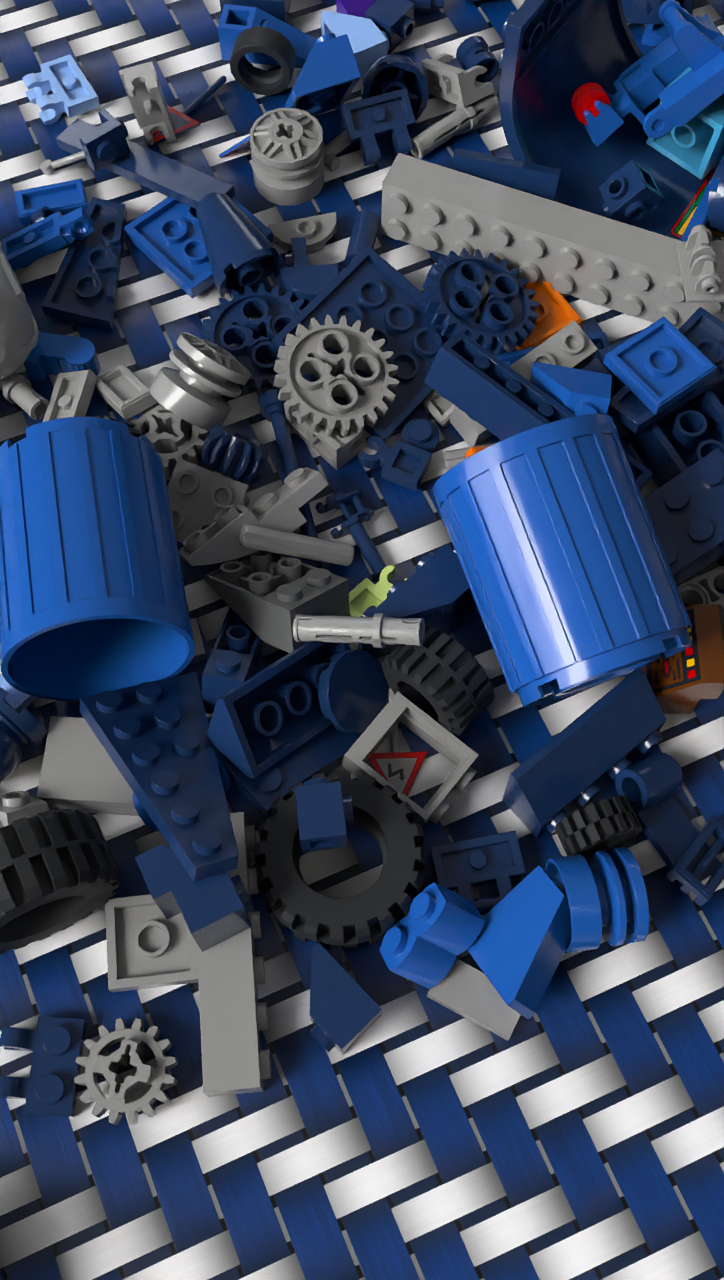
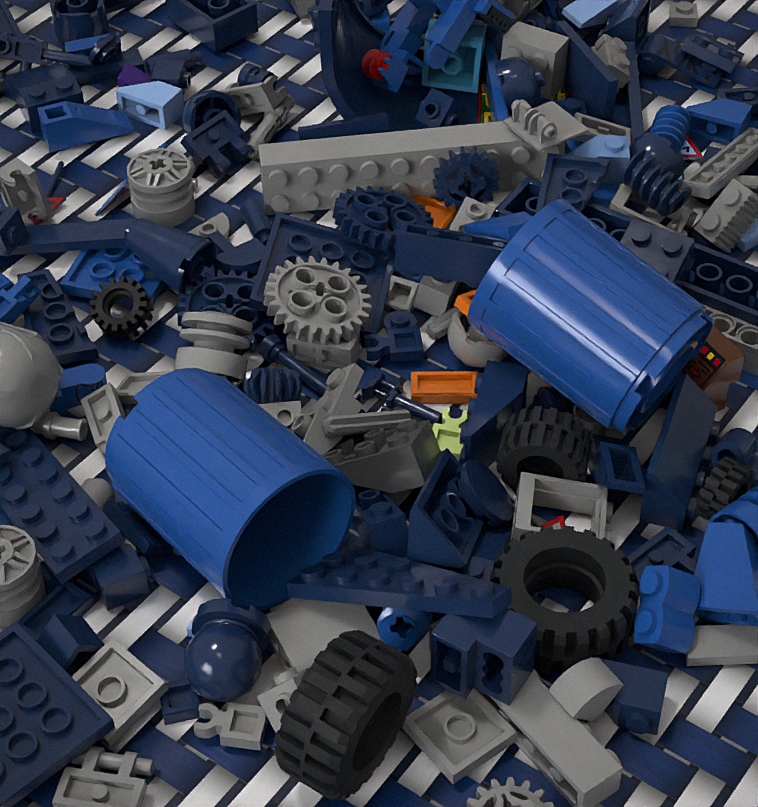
camera: 30 degrees left, 20 degrees down
(143, 276) = (110, 295): none -> black tyre
(270, 43) = (88, 118): black tyre -> none
(285, 979) = (586, 689): none -> light grey brick
(322, 814) = (538, 556): dark blue brick -> none
(326, 75) = (159, 119): blue slope -> none
(368, 630) = (471, 433): light grey pin -> none
(409, 532) = (443, 387): none -> orange tile
(499, 740) = (615, 465): none -> dark blue slope
(596, 294) = (451, 176): none -> dark blue gear
(660, 365) = (546, 185): blue tile -> none

